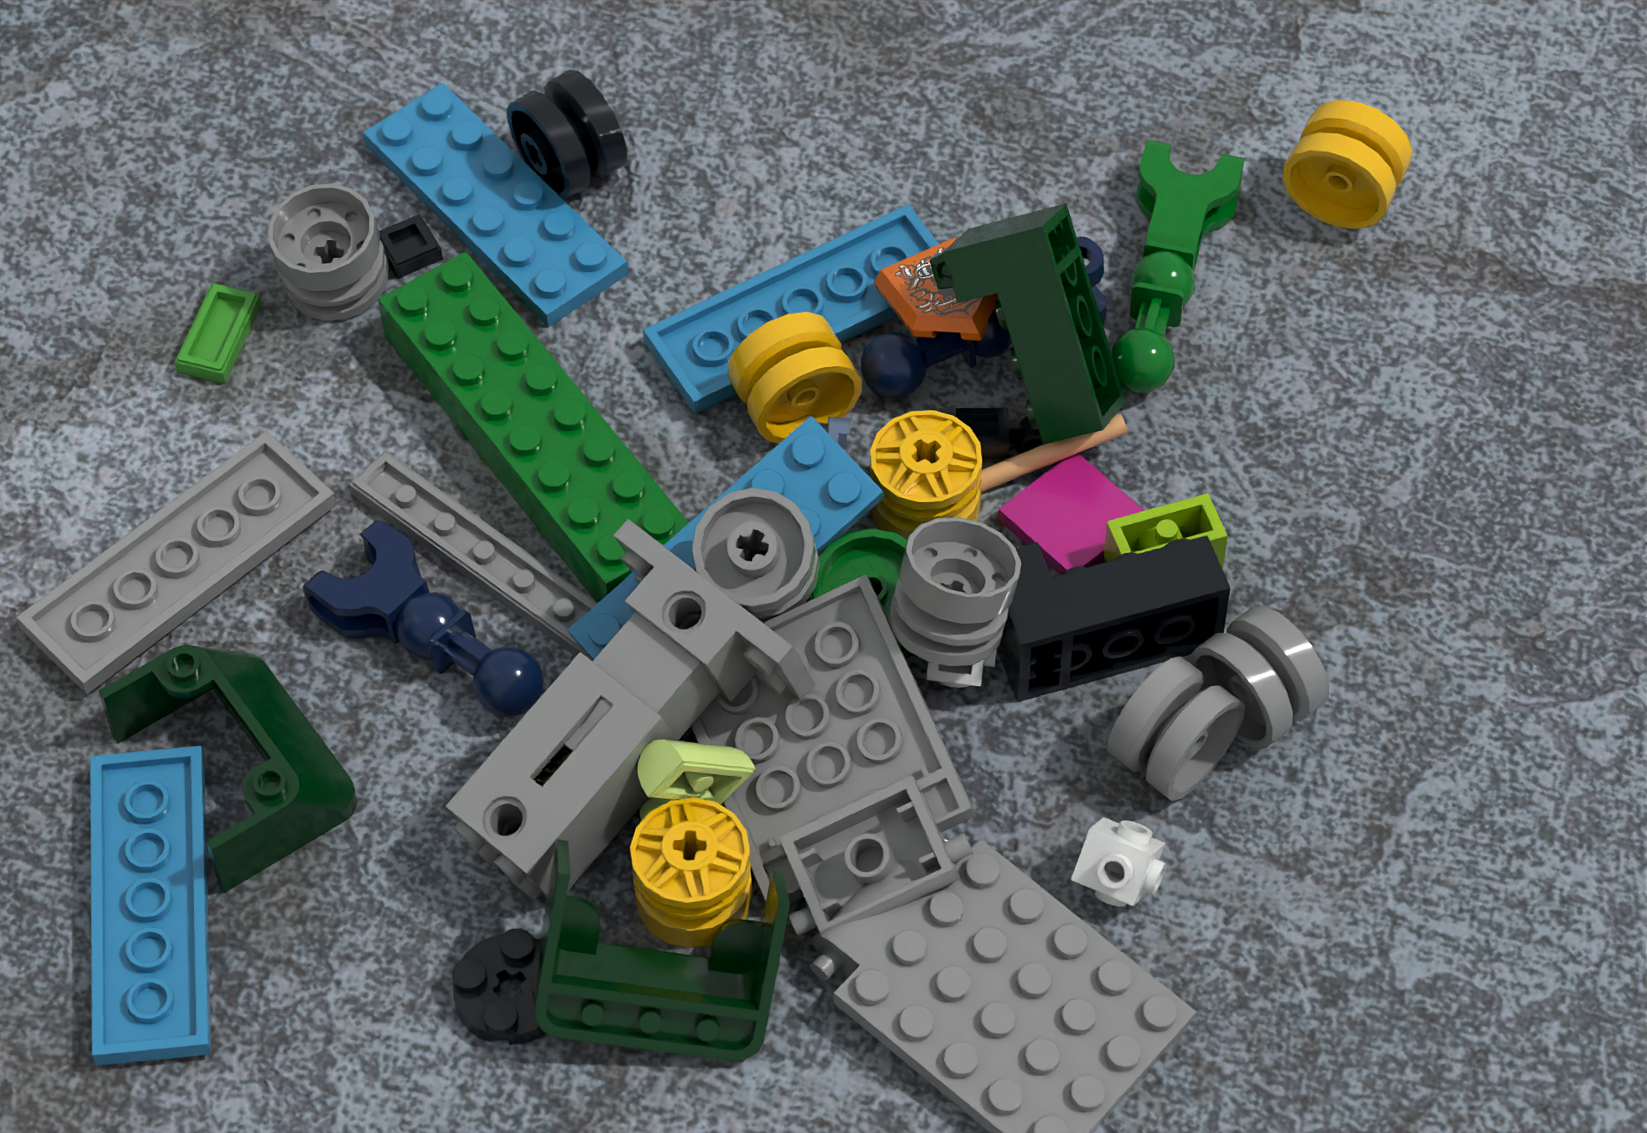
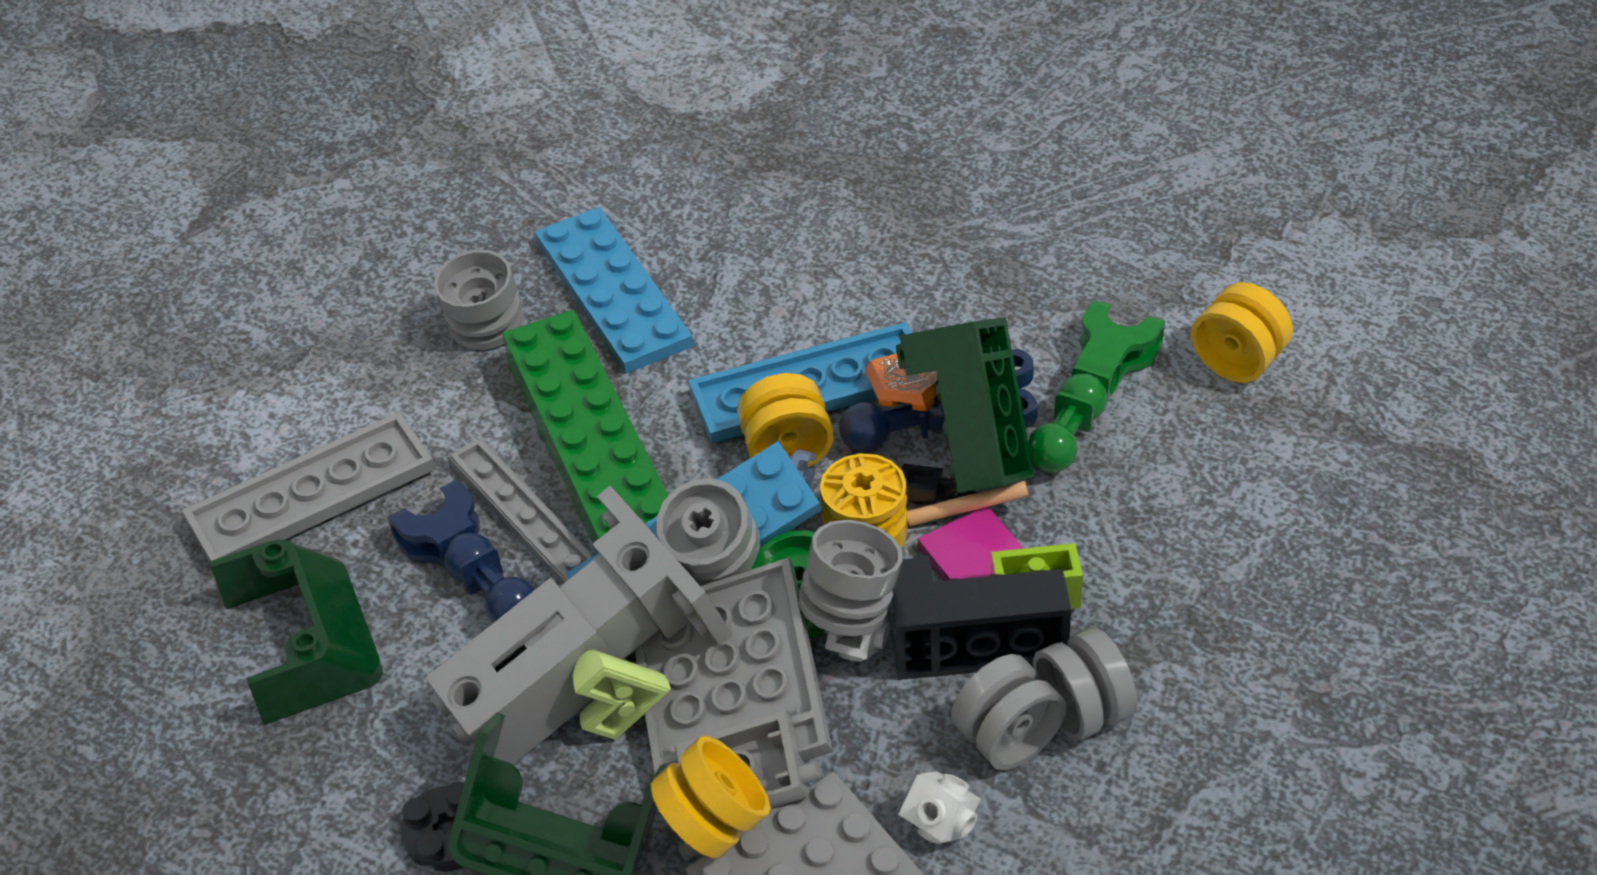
camera: 15 degrees right, 10 degrees down
(149, 906) = (201, 726): dark azure plate -> none
(218, 333) = (392, 347): bright green tile -> none
(410, 246) = (542, 304): black tile -> none
(567, 133) = (670, 244): black wheel -> none
(691, 898) = (602, 758): yellow wheel -> none
(856, 904) = (710, 797): none -> yellow wheel

